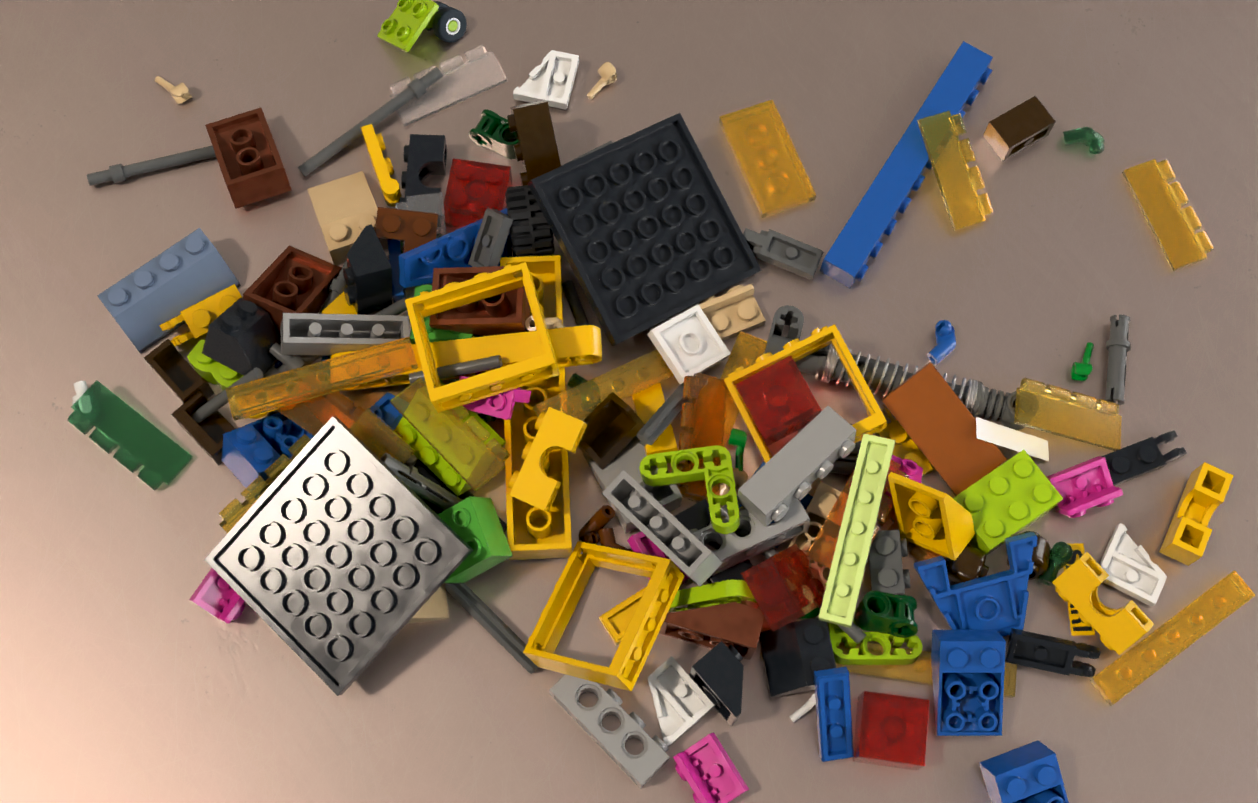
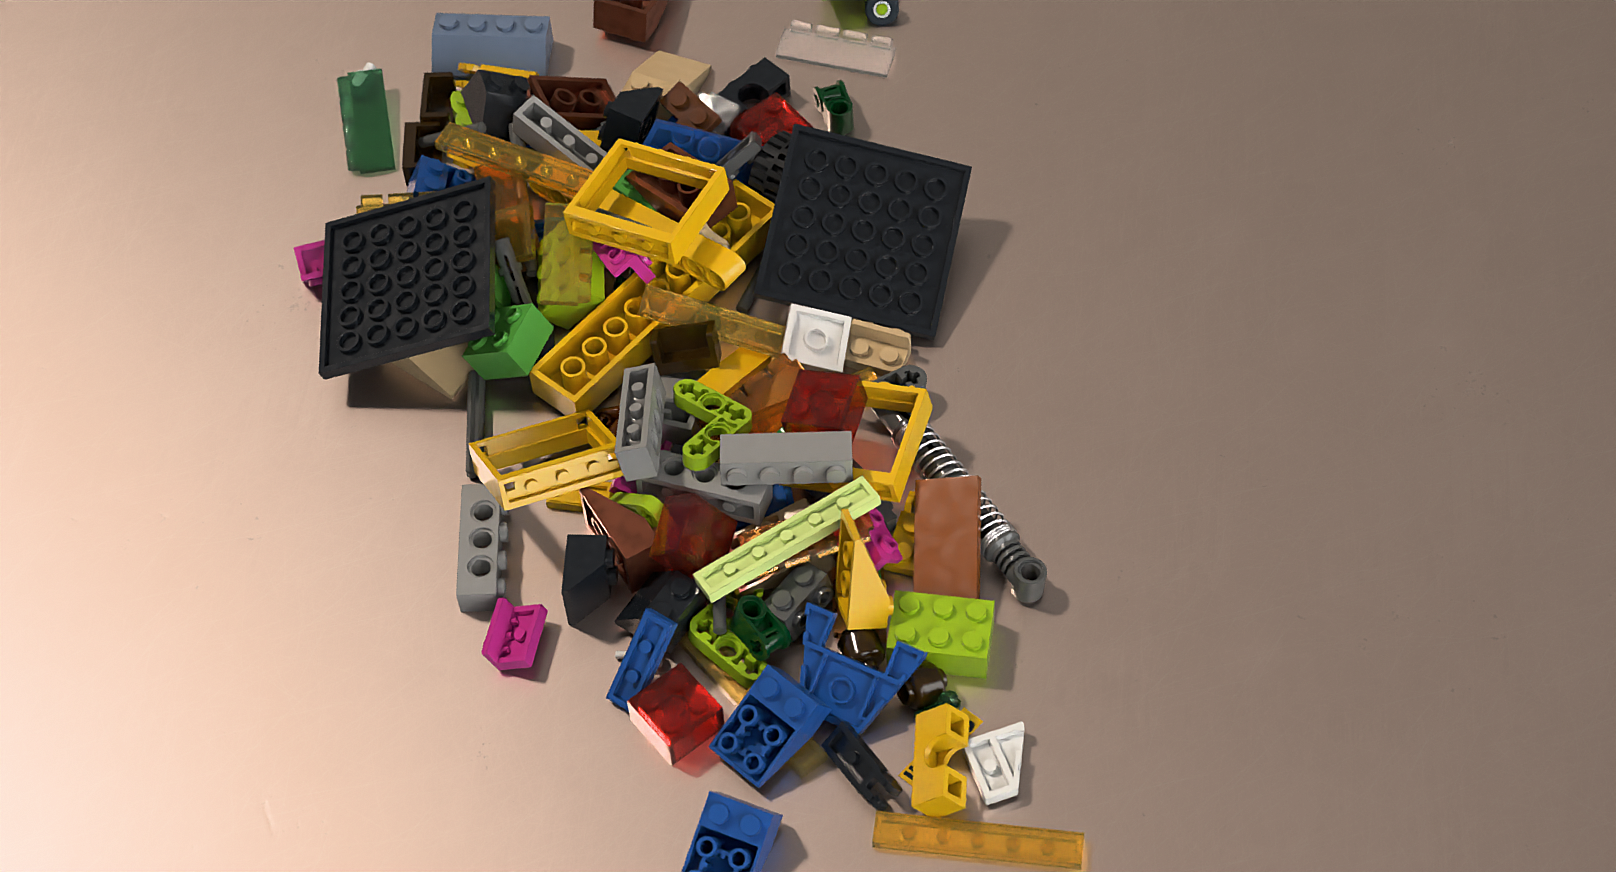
camera: 50 degrees right, 15 degrees down
(382, 167) = (726, 64): yellow plate -> none
(415, 89) = (807, 33): dark grey bar -> none
(535, 139) = (852, 109): dark brown brick -> none
(550, 80) = (917, 96): white wing -> none
(555, 431) = (591, 329): yellow arch -> none
(608, 76) = (967, 124): tan hand -> none
(662, 418) = (728, 365): dark grey axle -> none
(676, 700) = (542, 572): white wing -> none
(767, 158) = (1030, 266): clear yellow tile -> none
(784, 252) = (967, 337): dark grey hinge -> none
(903, 170) = (1141, 345): blue brick -> none
(945, 342) = (1029, 495): blue arm -> none
(949, 163) = (1166, 377): clear yellow windscreen -> none
(1012, 439) = (998, 591): white sticker -> none
(1019, 128) = (1268, 386): dark brown panel -> none
(1068, 414) = (1056, 606): clear yellow windscreen -> none
(1081, 370) = (1122, 599): green hand -> none
(1084, 487) = (1021, 672): dark pink bracket -> none
(1086, 136) = (1328, 441): clear green arm -> none
(1117, 358) = (1170, 603): dark grey pin -> none
(1141, 458) = (1098, 696): black hinge -> none
(1162, 209) = (1337, 544): clear yellow windscreen -> none
(1189, 529) = (1115, 756): yellow arch -> none

